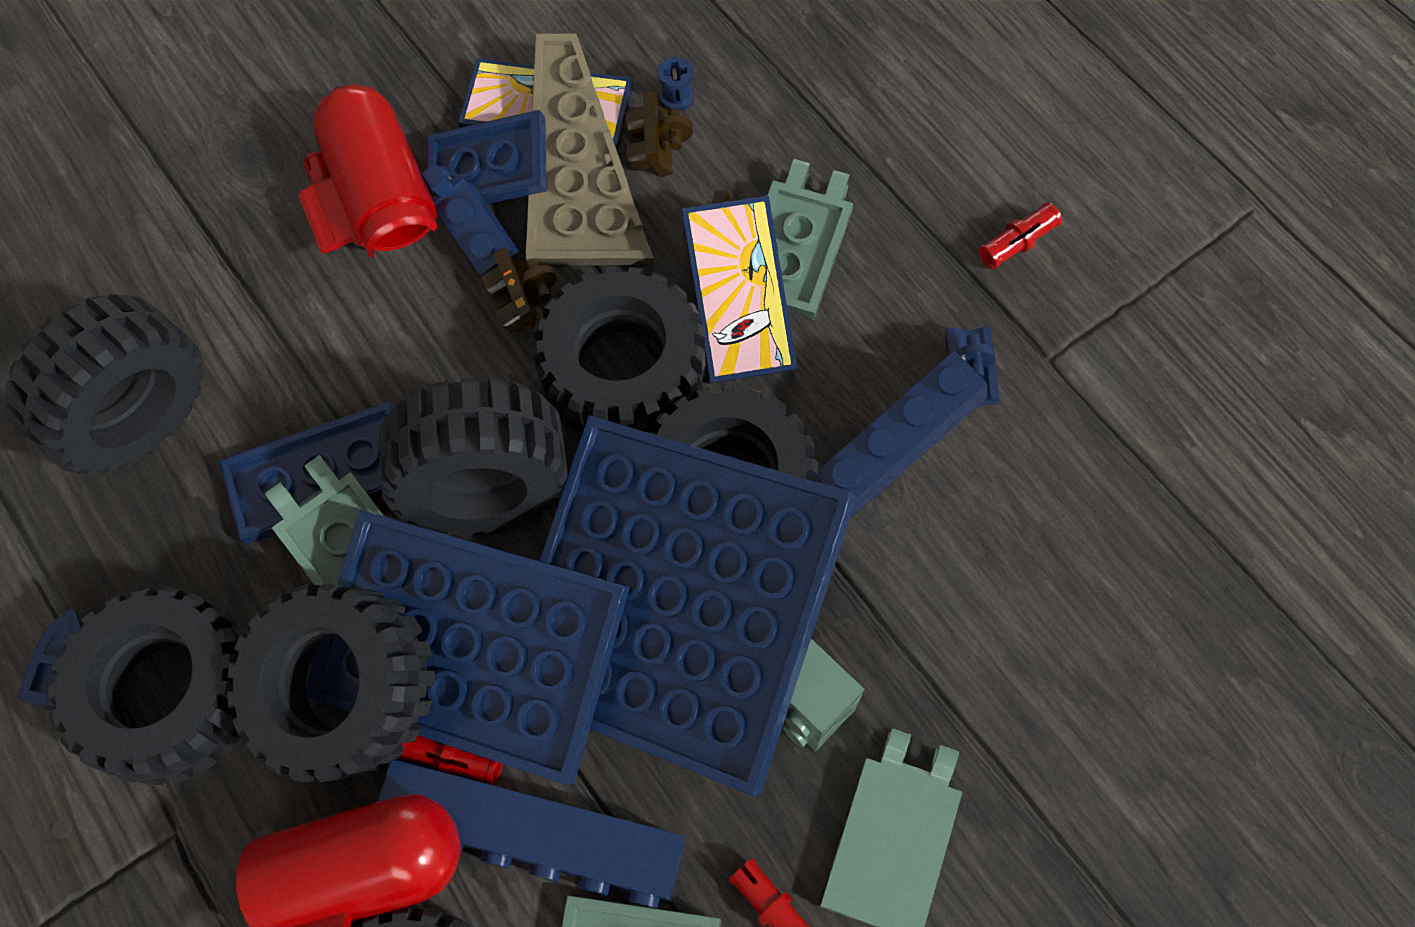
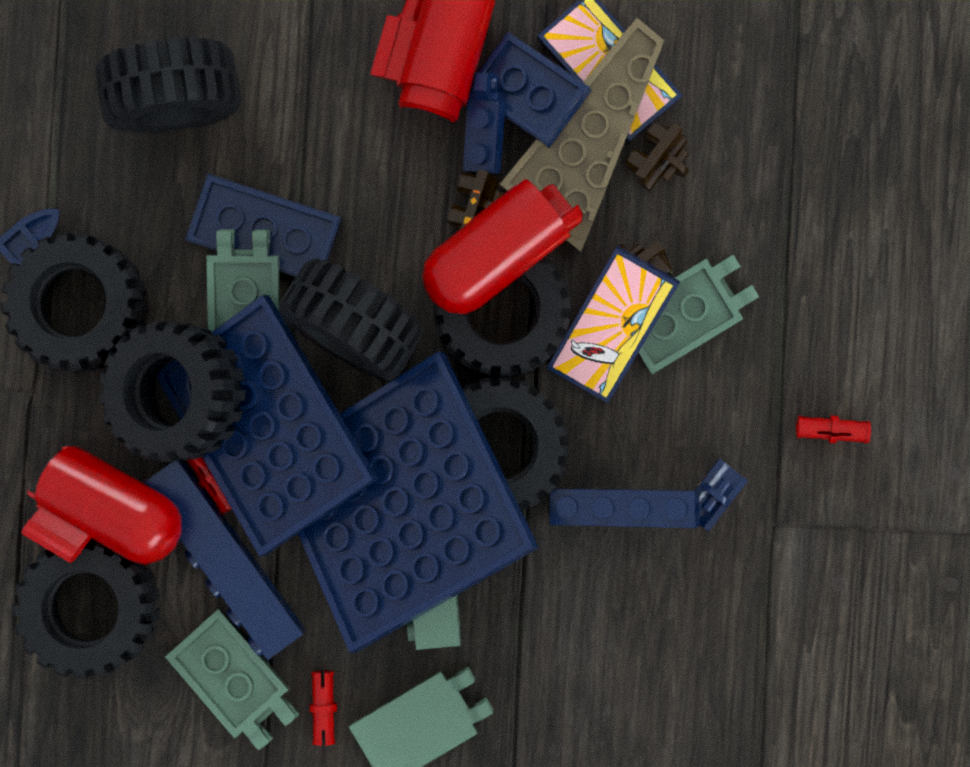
camera: 35 degrees right, 20 degrees up
(566, 272) = (498, 247): none -> red piece
(682, 83) = (718, 125): dark blue bush -> none

